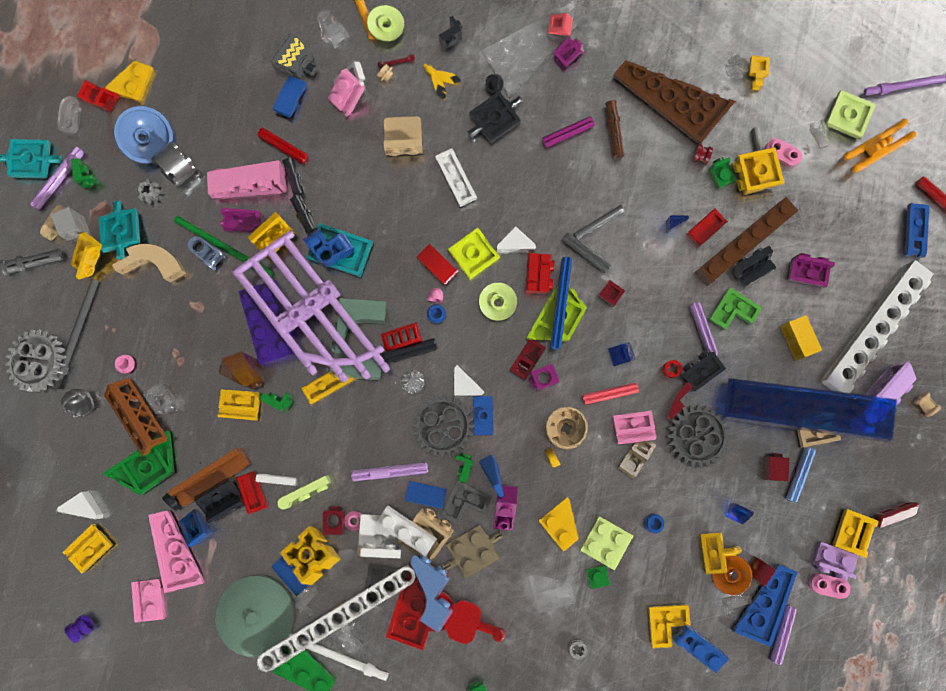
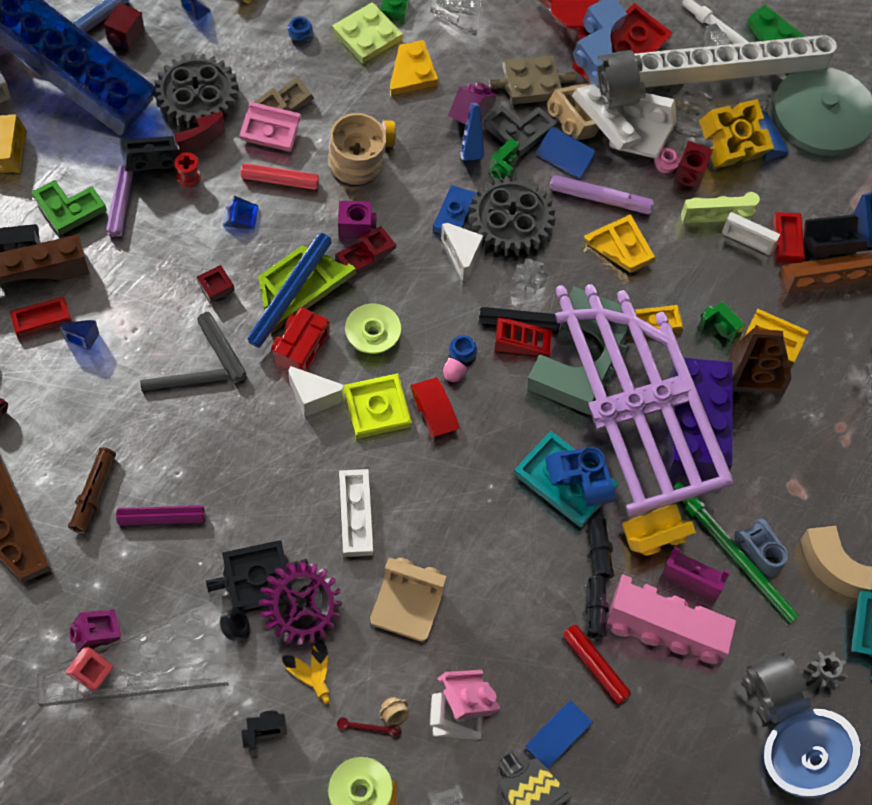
camera: 160 degrees left, 20 degrees down
(361, 436) = (622, 244): none -> yellow wing
(402, 550) = (620, 78): none -> flat silver brick
(464, 108) = (291, 613): none -> magenta gear

